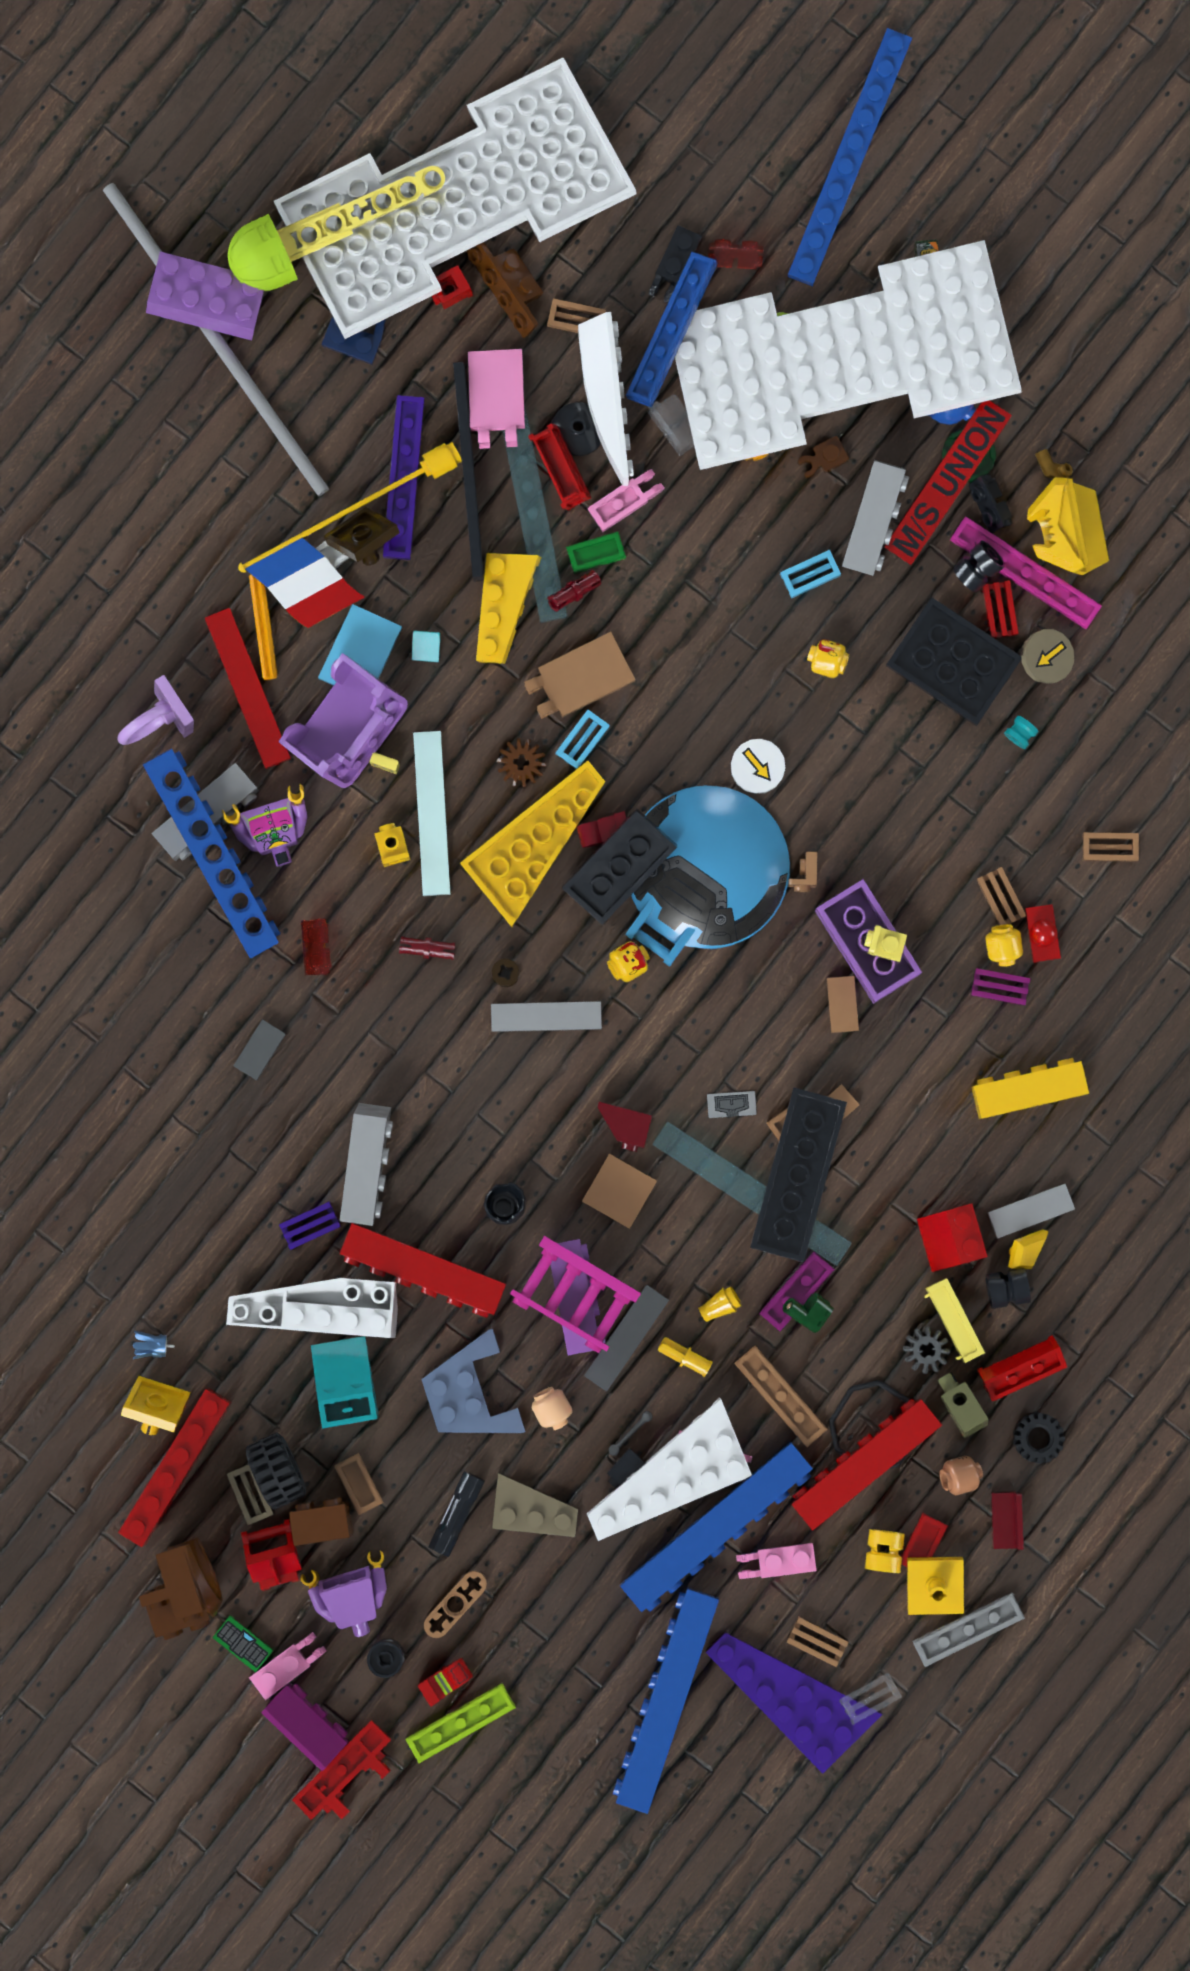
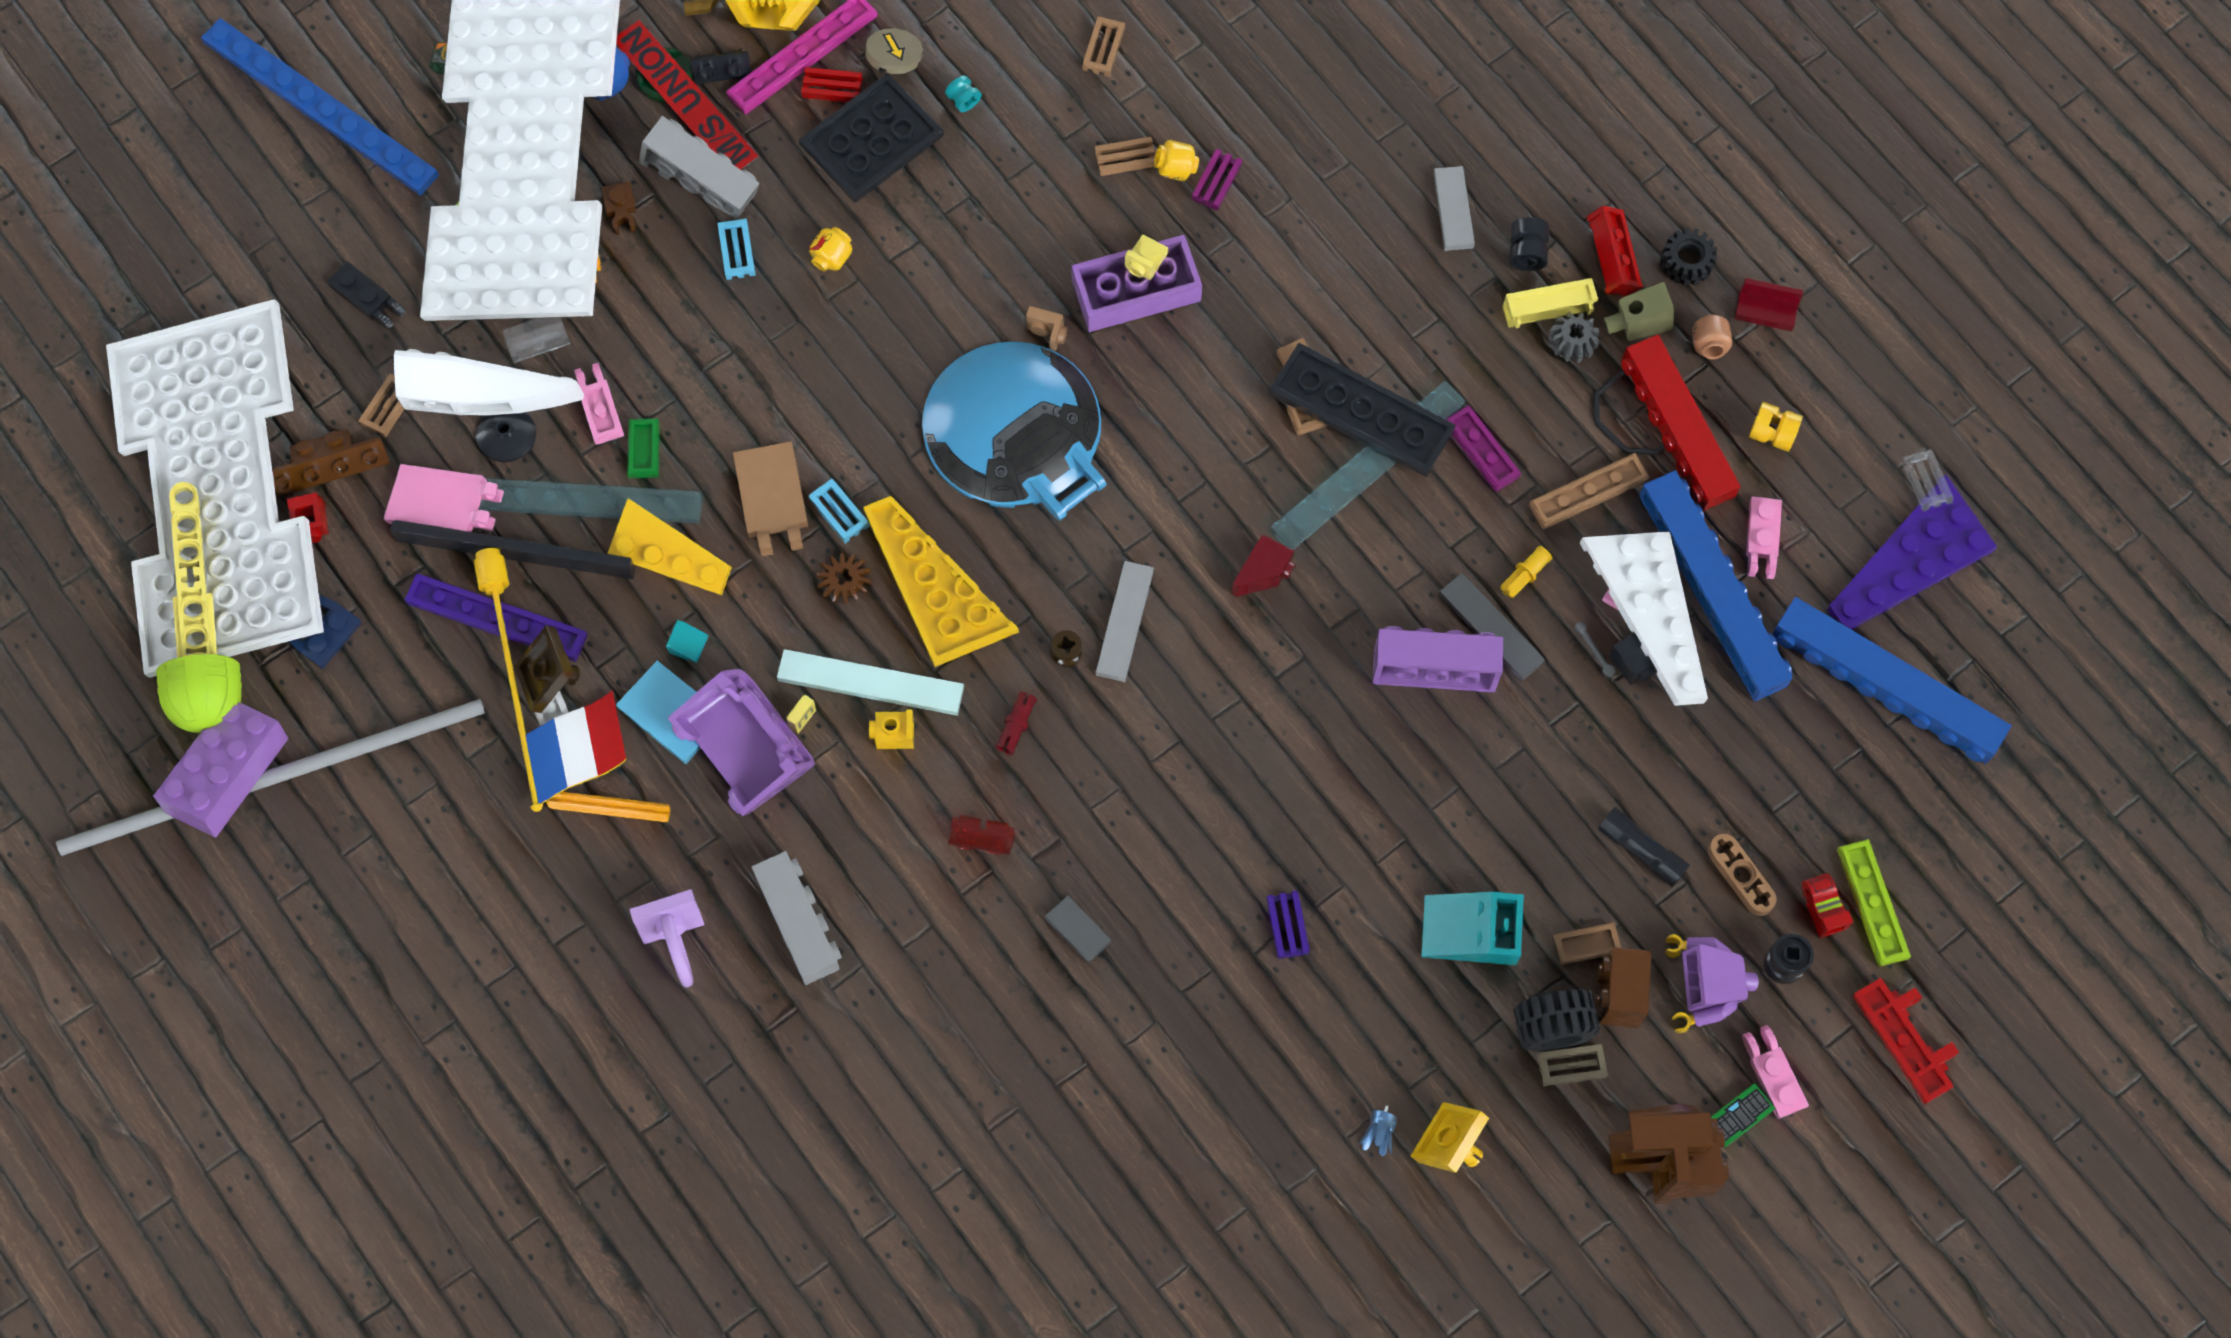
camera: 80 degrees left, 15 degrees down
(175, 1467) = (1526, 1137): red brick -> none
(247, 688) = (671, 840): red tile -> none
(253, 942) = (770, 938): blue brick -> none
(271, 826) = (833, 848): torso -> none
(272, 1565) = (1660, 1053): red piece -> none
(306, 1725) = (1847, 1063): magenta slope -> none
(321, 1306) = (1383, 928): white wedge -> none
(365, 1163) = (1237, 841): light grey wedge -> none
(422, 1269) = (1367, 813): red brick -> none
(458, 1396) = (1513, 814): sand blue wing -> none
(505, 1203) = (1317, 708): black hair -> none
(531, 1511) = (1656, 771): dark tan wing -> none
(551, 1408) = (1550, 718): light nougat head -> none
(561, 467) = (541, 458): red container -> none
(574, 590) = (677, 475): dark red pin -> none
(575, 1267) = (1430, 613): dark pink fence -> none
(598, 831) = (943, 508): dark red leg -> none
(619, 866) = (987, 499): black plate -> none
(619, 1191) = (1332, 594): medium nougat tile -> none
(628, 961) = (1090, 521): yellow head -> none
(671, 329) = (434, 308): blue tile -> none
(720, 1304) = (1478, 521): yellow cone -> none
(731, 1104) = (1268, 463): sticker -> none
(746, 254) = (385, 224): clear red hinge -> none
(757, 766) = (920, 347): white tile -> none
(795, 1631) = (1870, 502): medium nougat tile -> none
(811, 1314) = (1509, 436): dark green piece -> none
(842, 1004) = (1193, 329): medium nougat tile -> none
(924, 1538) = (1769, 388): red tile -> none
(935, 1585) = (1820, 390): yellow tile -> none
(952, 1237) = (1463, 283): red slope -> none
(968, 1629) = (1872, 373): light grey tile -> none
(983, 562) = (783, 96): black wheel -> none
(1026, 1250) = (1493, 219): yellow piece -> none
(1030, 1089) = (1330, 175): yellow brick -> none
(1042, 933) = (1173, 125): red tile -> none

